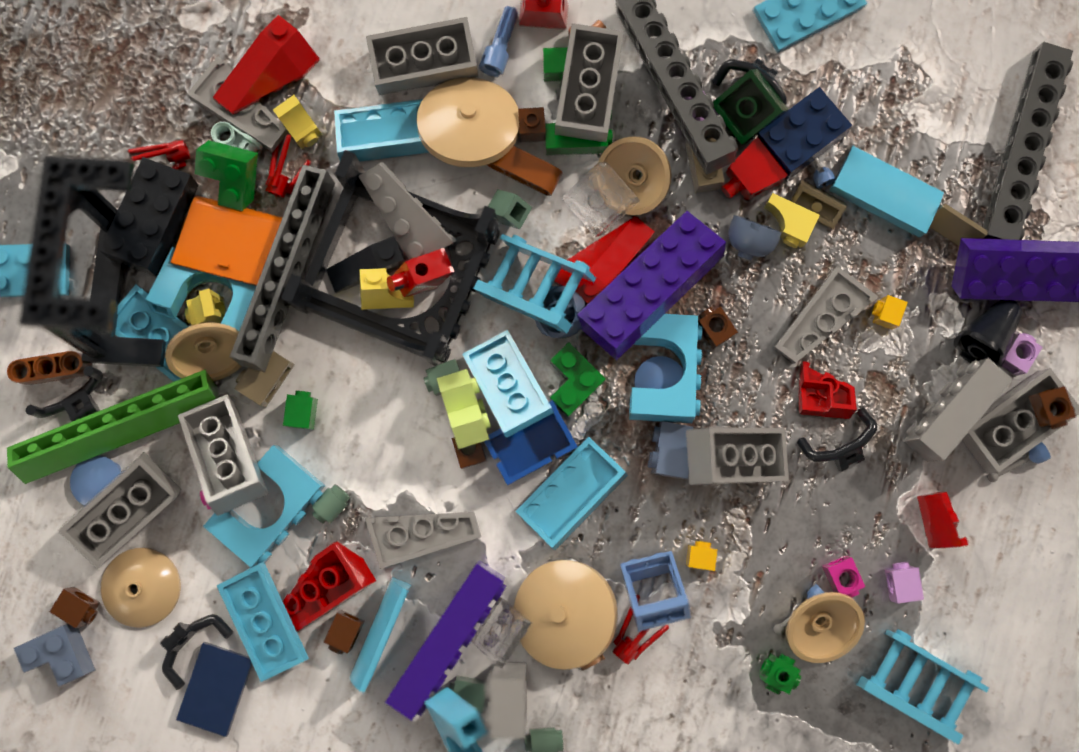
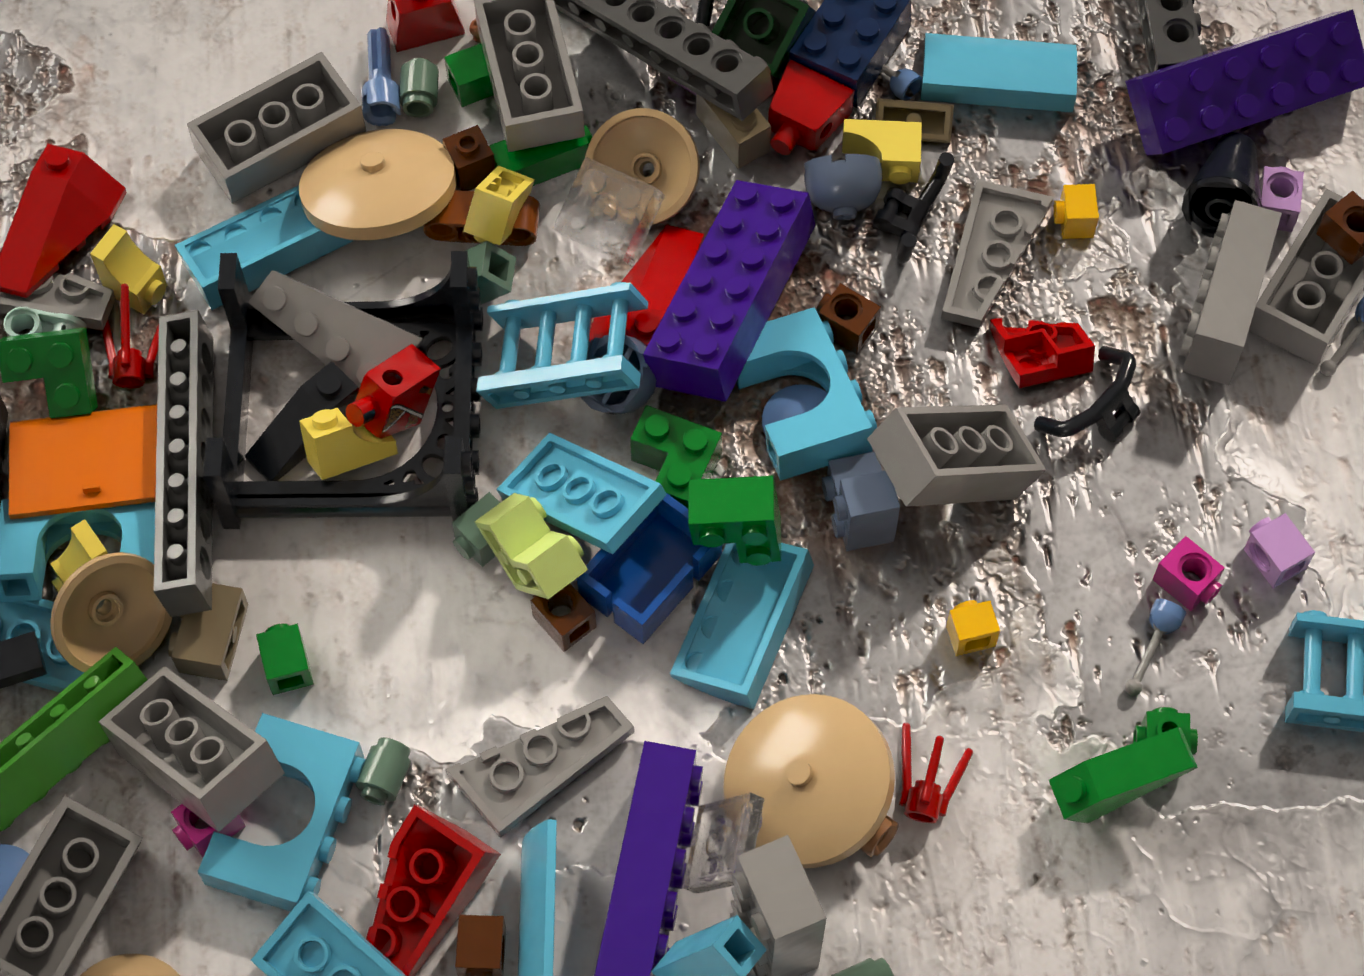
camera: 25 degrees left, 20 degrees down
(521, 60) = (418, 87): none -> sand green brick
(533, 170) = (497, 205): none -> light yellow arch
(588, 441) = (738, 513): none -> green brick
(659, 612) = (942, 708): medium blue window -> none
(744, 691) = (1121, 776): none -> green slope
(791, 270) = (917, 208): none -> black piece
(825, 627) = (1216, 649): tan dish -> none
(940, 521) = (1284, 445): red slope -> none
(955, 225) = (1105, 74): dark tan slope -> none

